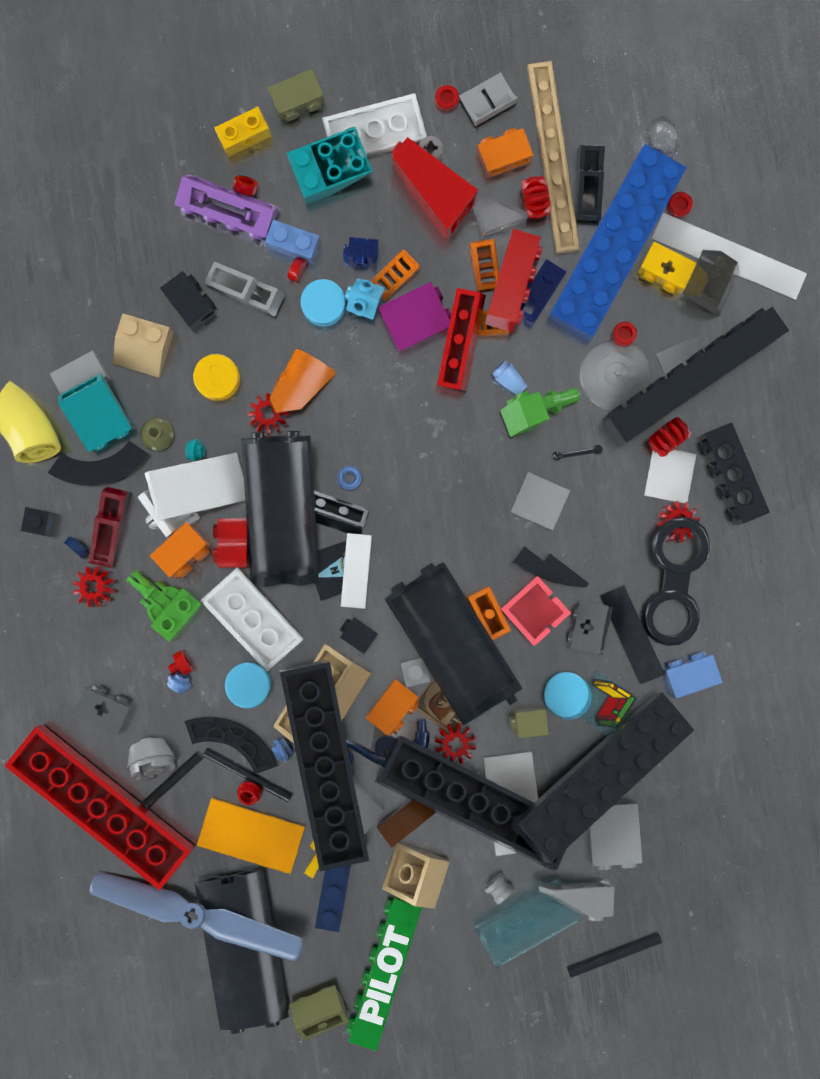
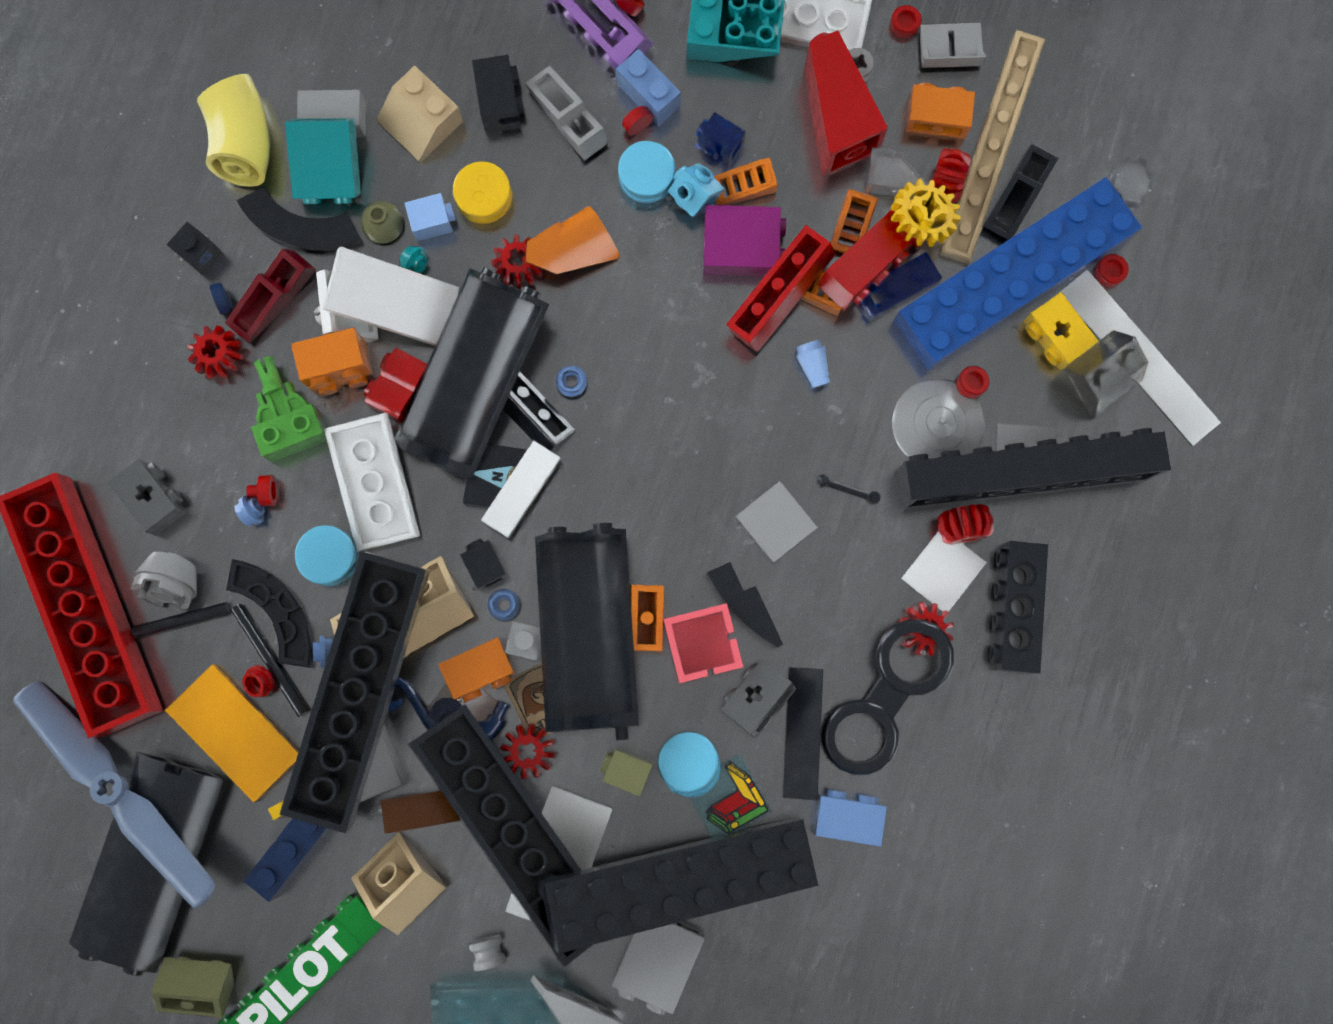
camera: 30 degrees right, 5 degrees down
(190, 413) = (430, 217): none -> light blue brick
(385, 662) = (494, 600): none -> medium blue plate
(531, 238) = (925, 213): none -> yellow gear
(531, 410) = (818, 409): bright green brick -> none

